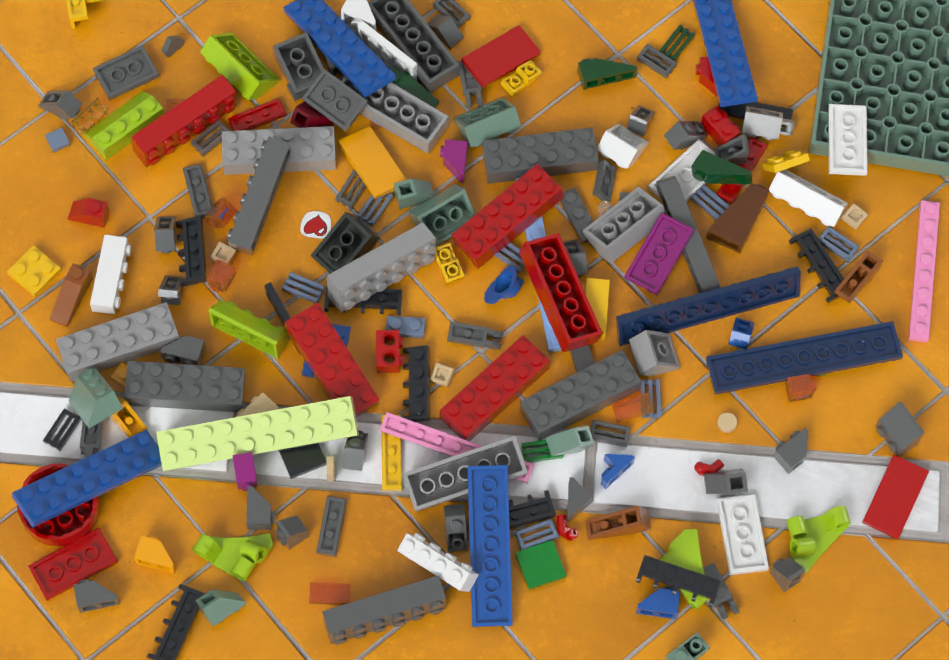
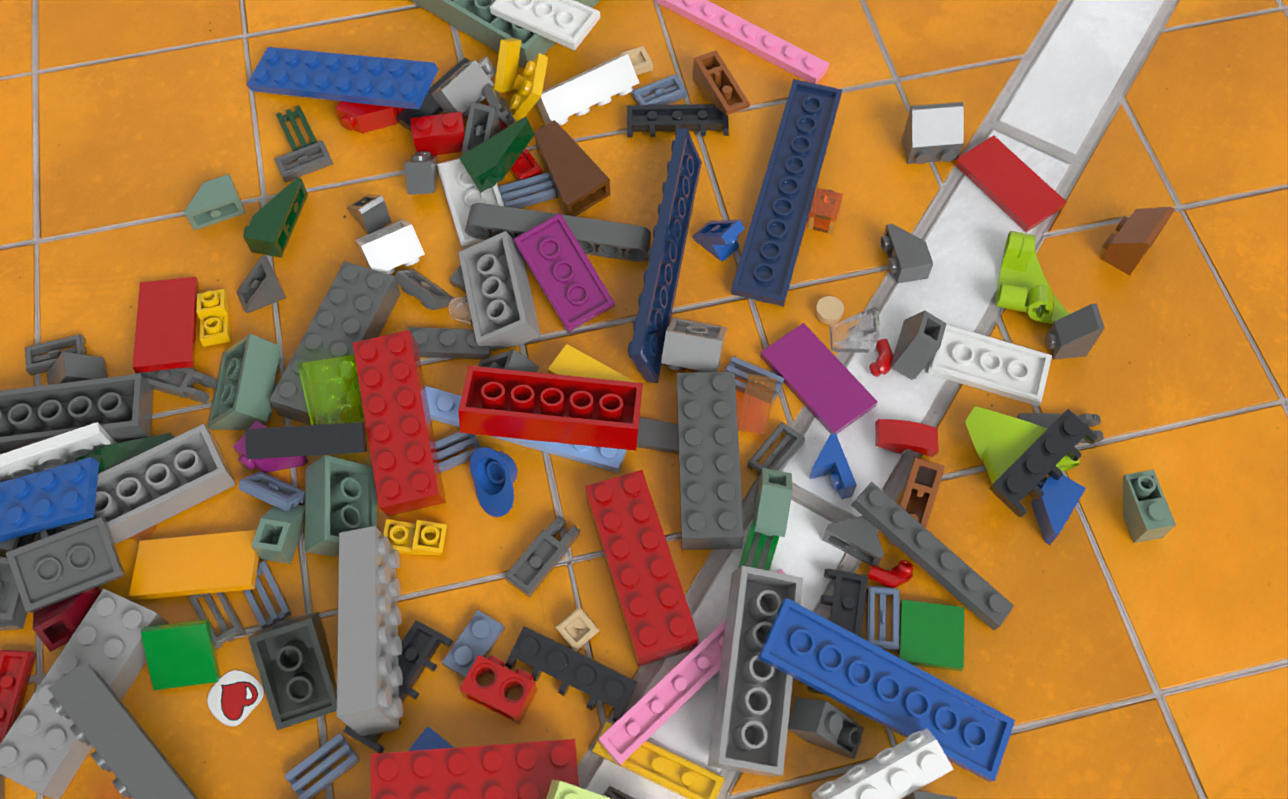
camera: 60 degrees left, 5 degrees down
(321, 185) = (180, 654): none -> green tile
(433, 174) = (272, 490): none -> sand blue tile
(467, 174) = (306, 440): none -> black tile
(499, 174) = (332, 391): none -> clear neon green plate
(554, 91) = (260, 287): none -> dark grey slope
(586, 543) = (933, 556): none -> dark grey plate
(596, 30) = (214, 203): none -> sand green slope
(660, 502) = (903, 435): none -> red slope
(673, 436) = (818, 379): none -> magenta tile
(716, 444) = (856, 333): none -> clear slope
(763, 149) = (498, 102): none -> dark grey tile
(795, 139) = (507, 64): none -> yellow tile
(888, 589) = (1135, 237): none -> dark orange slope

